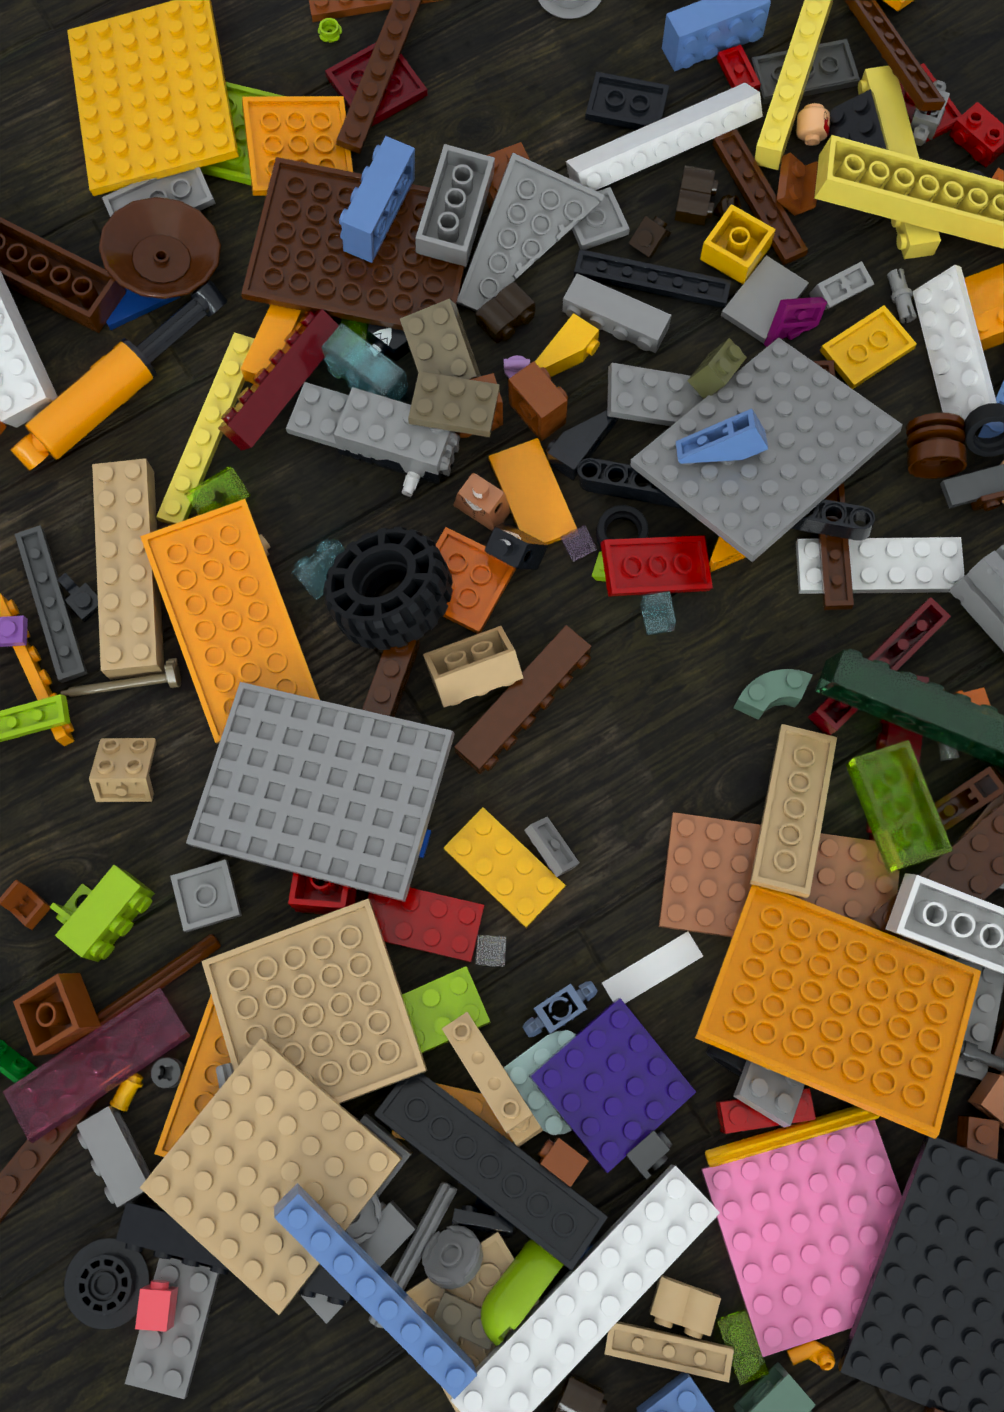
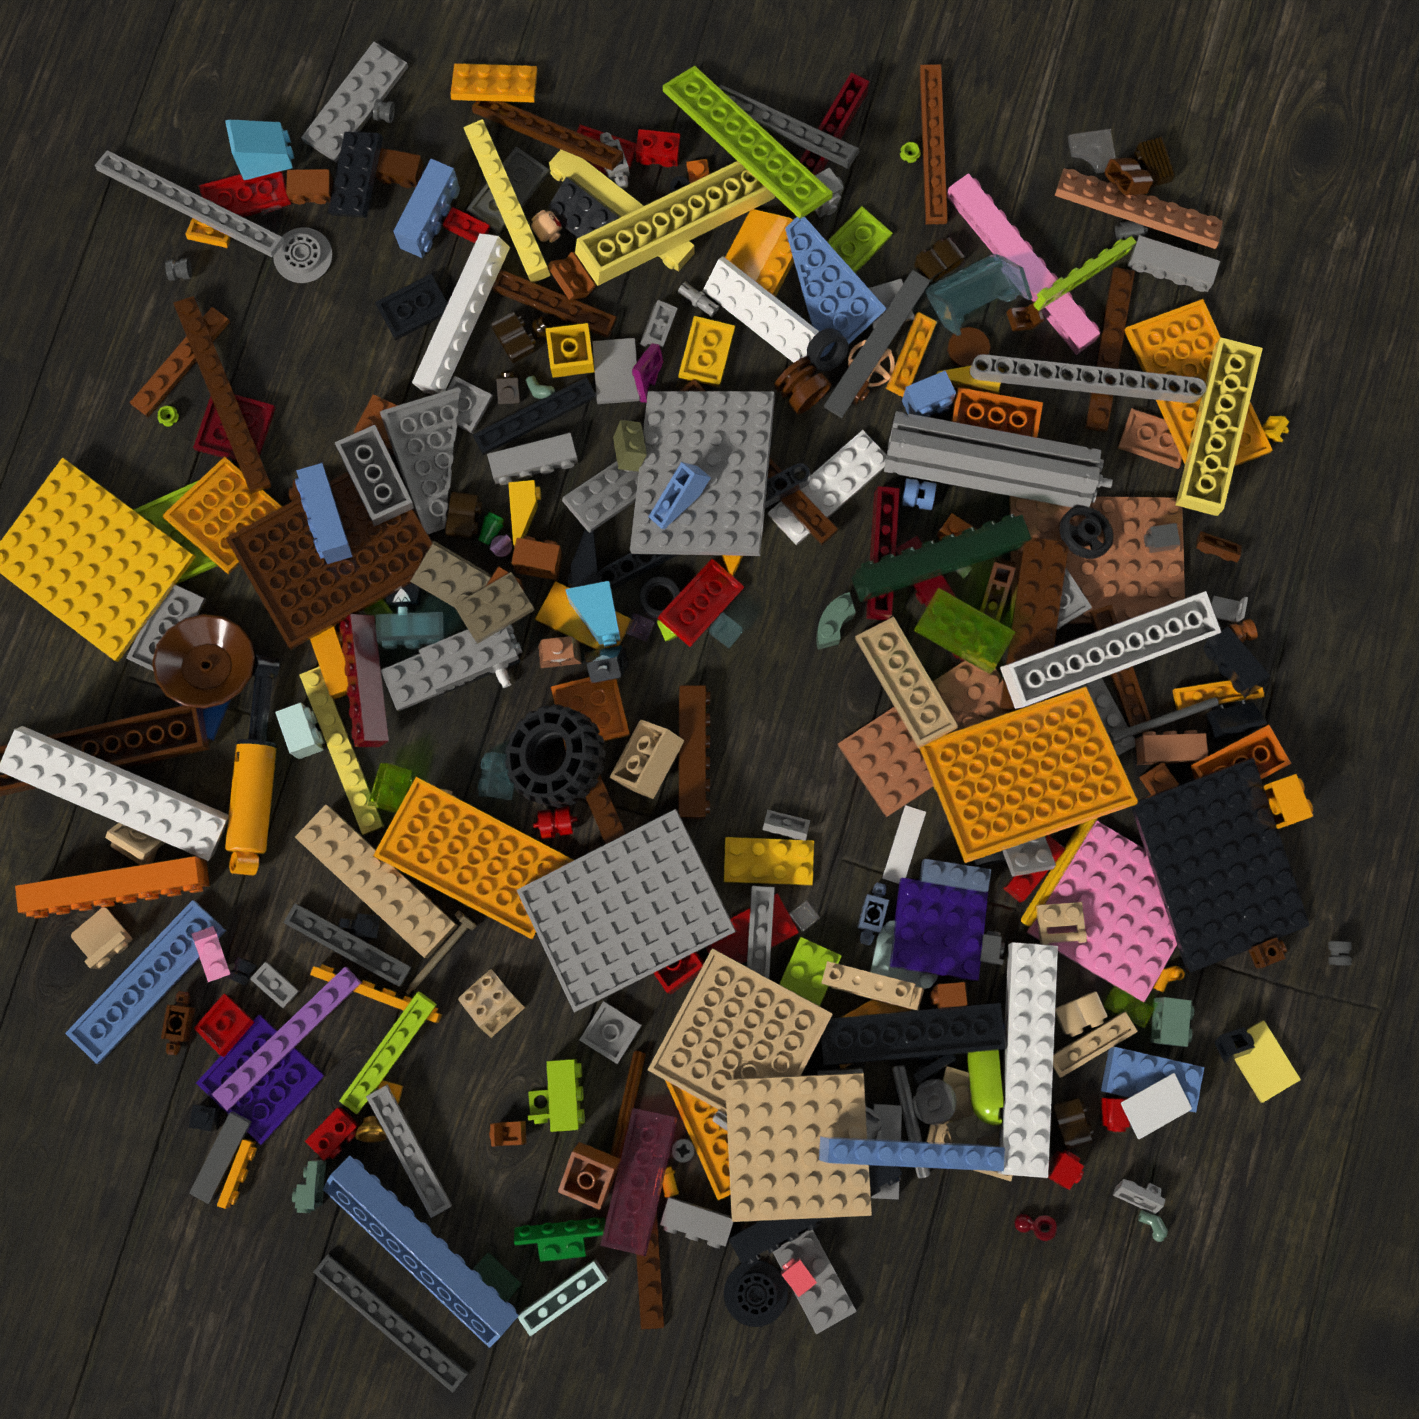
camera: 45 degrees left, 5 degrees up
(185, 377) = (300, 731): none -> light aqua brick
(332, 651) = (554, 822): none -> red wheel
(433, 925) = (760, 929): none -> light grey plate
(522, 343) = (491, 526): none -> green cone
(551, 490) = (596, 610): none -> medium azure slope
(675, 257) = (537, 390): none -> sand green arm
(677, 1045) = (955, 875): none -> sand blue brick
(749, 1183) = (1061, 915): none -> tan plate
(958, 633) = (911, 491): none -> medium blue wheel

